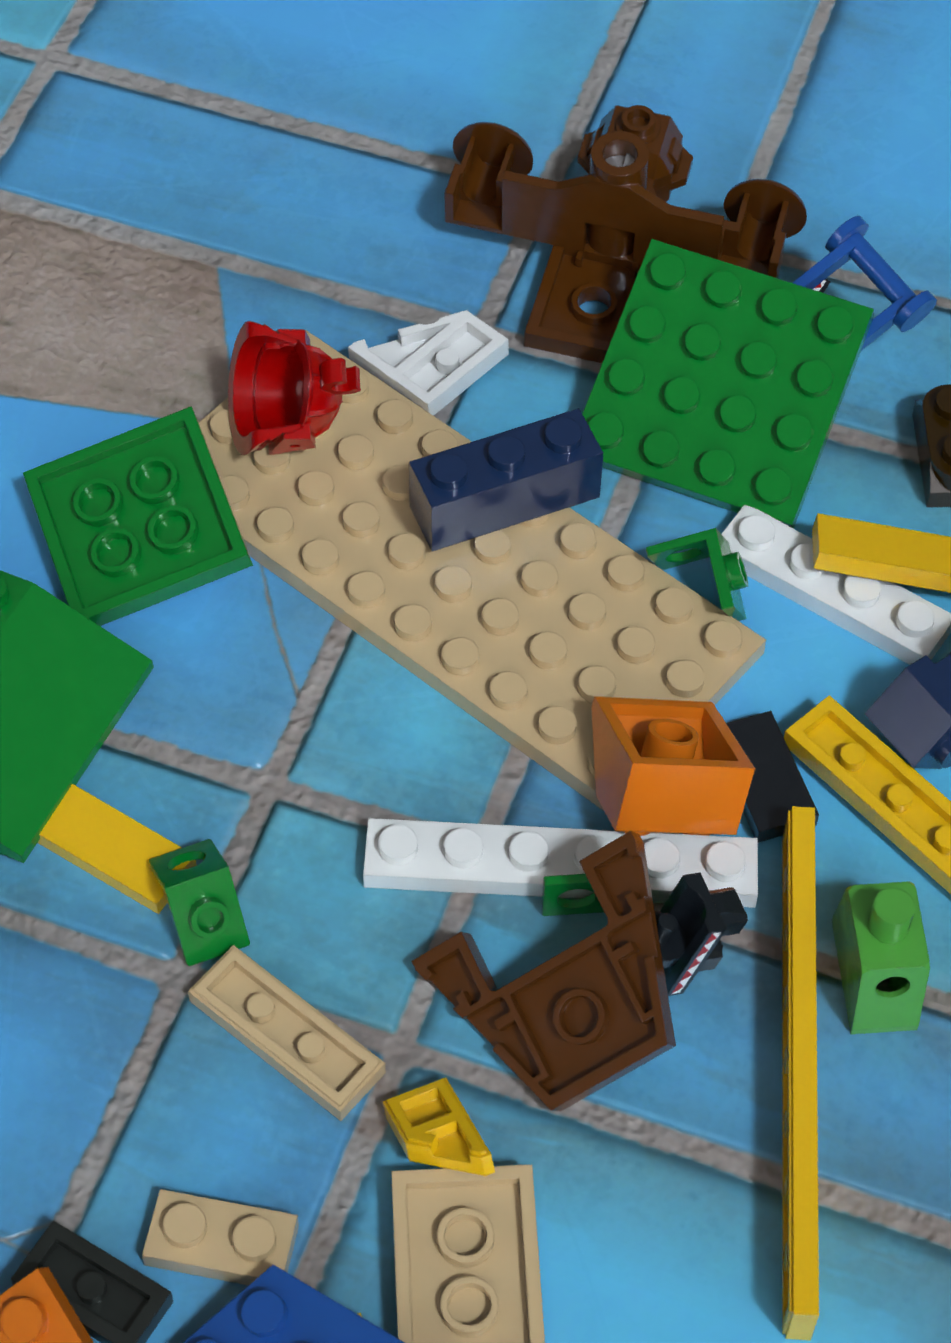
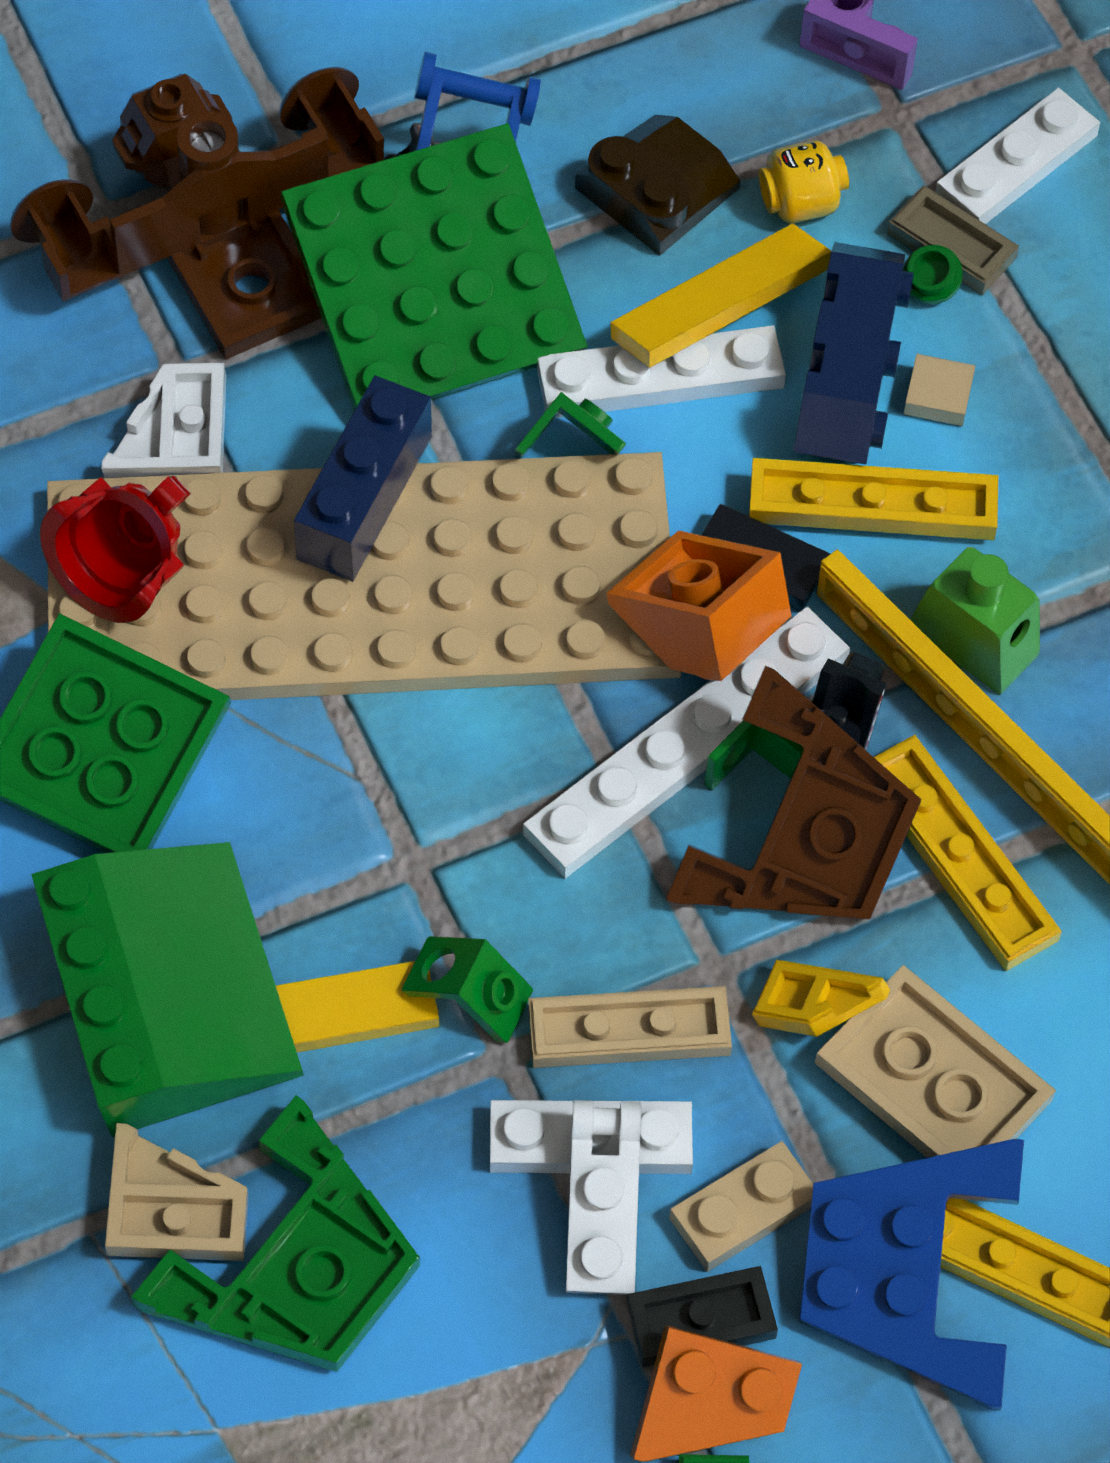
camera: 45 degrees left, 5 degrees up
(114, 1135) = (603, 1201): none -> white plate
(169, 1087) = (538, 1134): none -> white plate
(682, 1128) = (970, 861): none -> yellow tile

